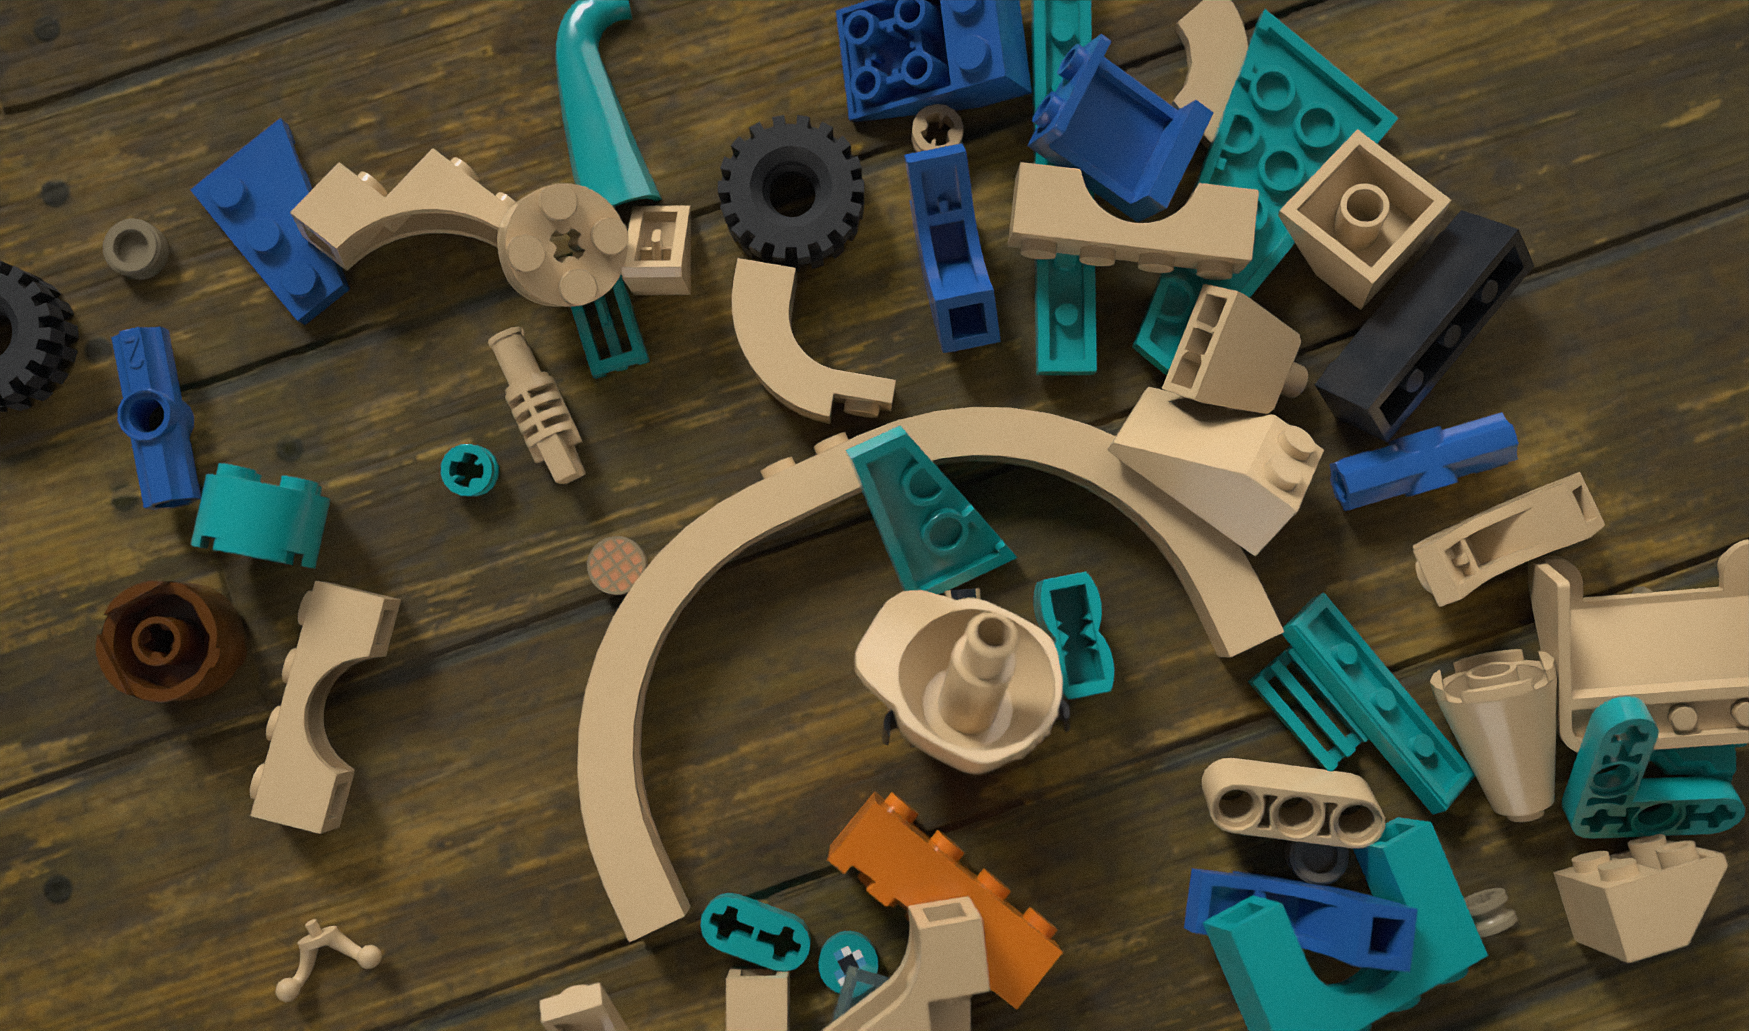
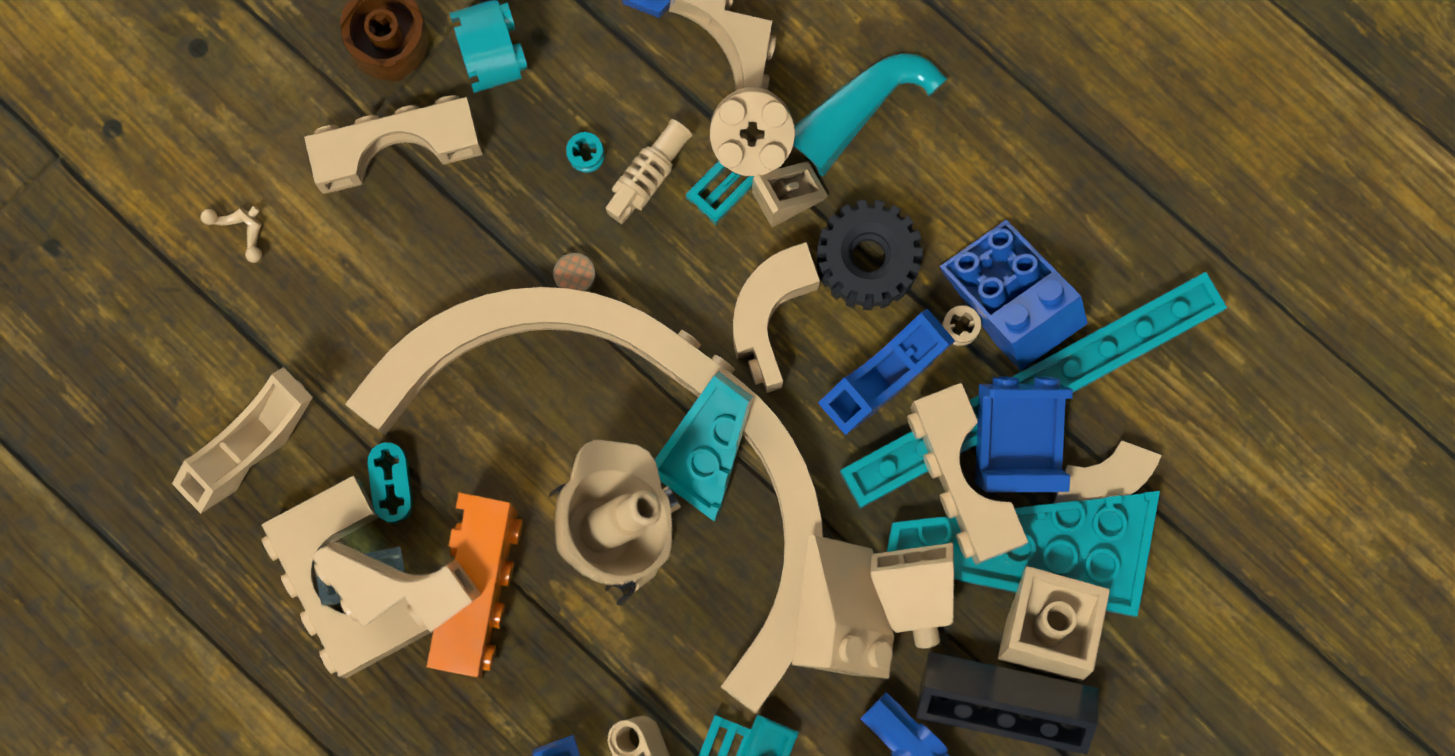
camera: 65 degrees right, 5 degrees down
(844, 950) = (410, 547): teal tile -> none
(1071, 614) = (692, 571): teal brick -> none

